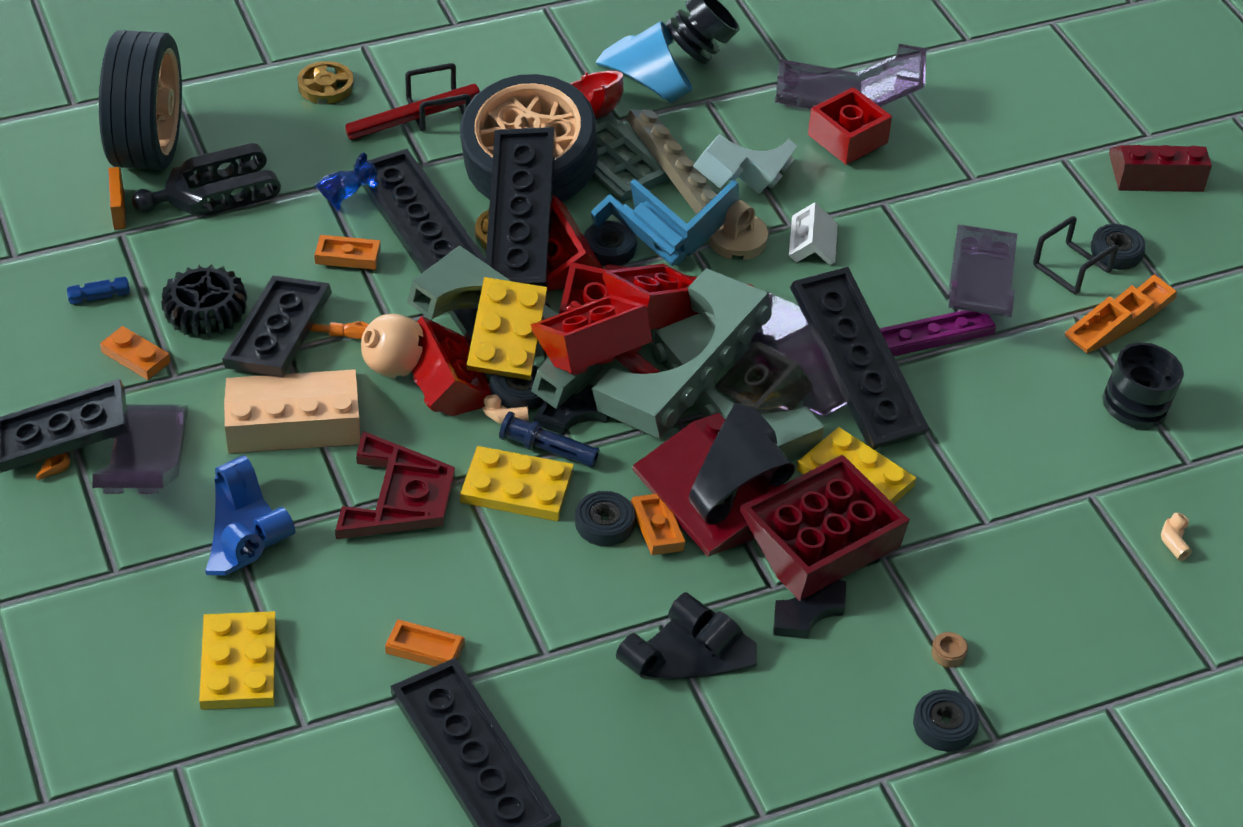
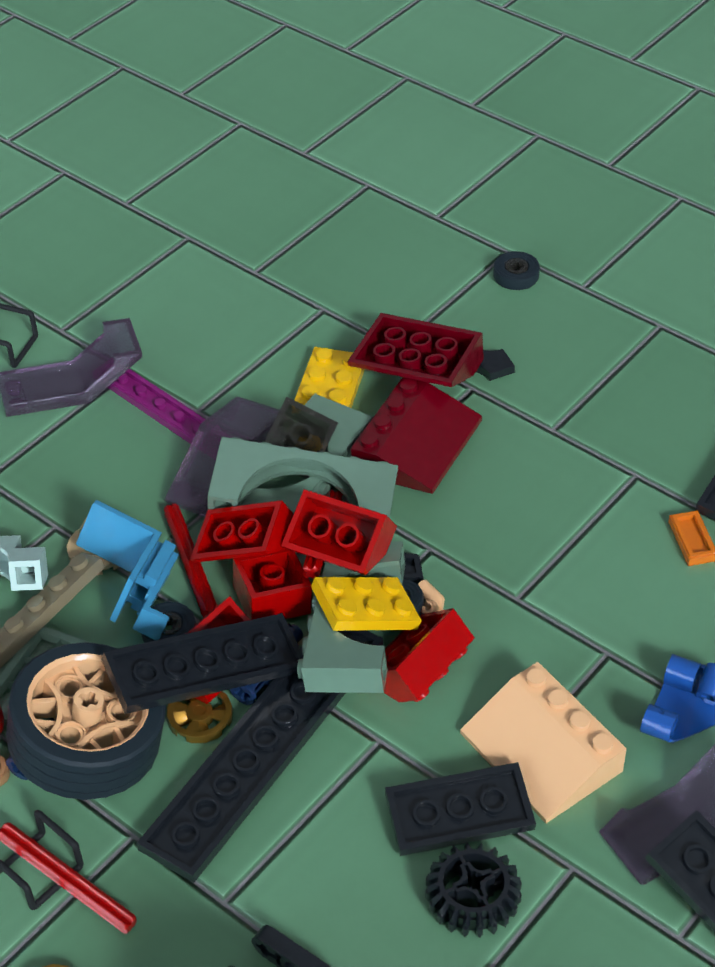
camera: 115 degrees left, 0 degrees up
(135, 352) = (574, 915): orange plate -> none
(342, 184) = (234, 862): clear blue animal -> none
(347, 252) = (320, 814): orange plate -> none
(350, 330) = (418, 756): orange hand -> none
(392, 345) = (431, 691): light nougat cylinder -> none
(411, 495) = (571, 610): dark red wing -> none
(517, 483) = (498, 560): yellow plate -> none
(534, 436) = (445, 564): dark blue pin -> none
(605, 532) = (494, 481): black bush -> none
(657, 525) = (474, 458): orange plate -> none
(690, 645) = (567, 406): black panel -> none
(738, 455) = (415, 391): black panel -> none
(813, 232) = (70, 499): white panel -> none
(859, 358) = (226, 395): black plate -> none
(949, 649) = (455, 288): medium nougat tile -> none
(1121, 315) = (55, 301): orange slope -> none
(1142, 385) = (142, 256): black wheel -> none
(1172, 536) = (271, 223): light nougat arm -> none

